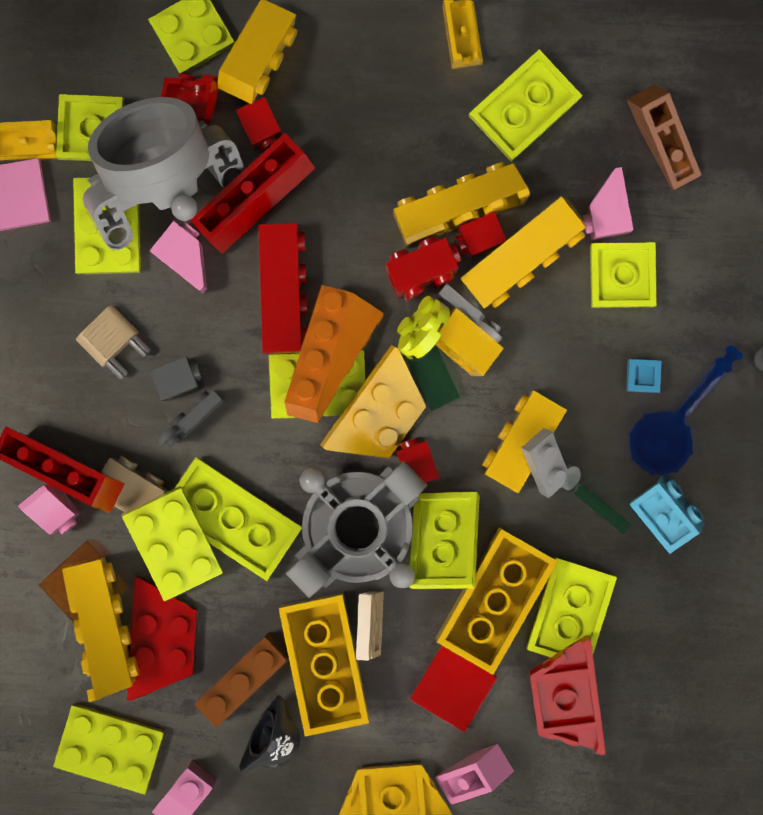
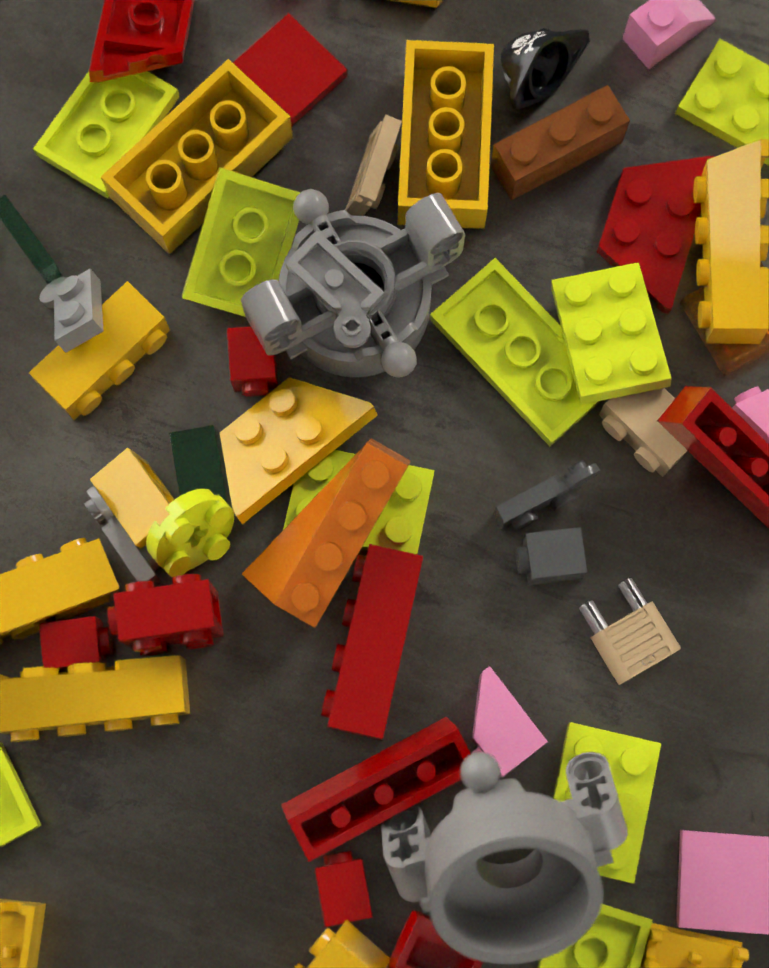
camera: 165 degrees left, 10 degrees down
(365, 516) = (338, 286): none -> light grey hinge

